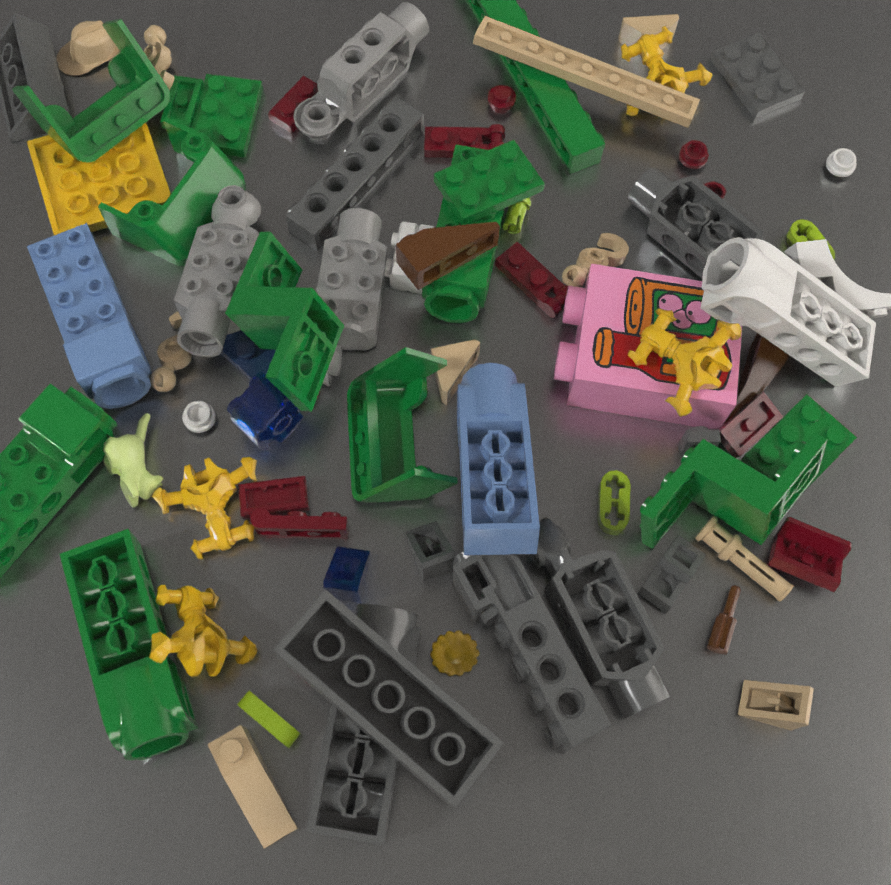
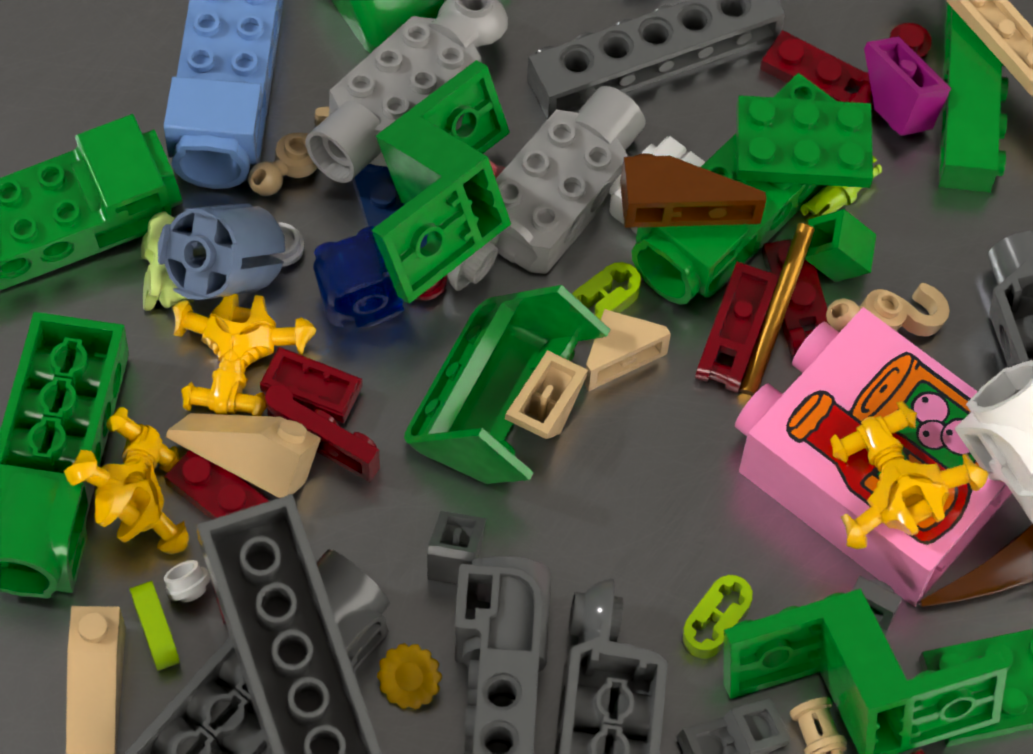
camera: 30 degrees right, 5 degrees down
(164, 443) = (221, 250): none -> sand blue cylinder
(261, 602) = (211, 487): none -> dark red plate
(264, 560) = (257, 448): none -> tan slope
(271, 676) = (186, 581): none -> white plate
(347, 574) = (340, 518): clear blue slope -> none
(414, 334) = (601, 284): none -> lime beam
(430, 422) = (548, 396): none -> tan slope
(496, 463) = (587, 475): medium blue brick -> none
(513, 316) = (737, 325): none -> dark red plate
(519, 122) = (904, 86): none -> magenta slope
(531, 293) = (777, 309): none -> pearl gold bar
(542, 236) = (841, 246): none -> green brick
(749, 424) = (952, 618): plate -> none

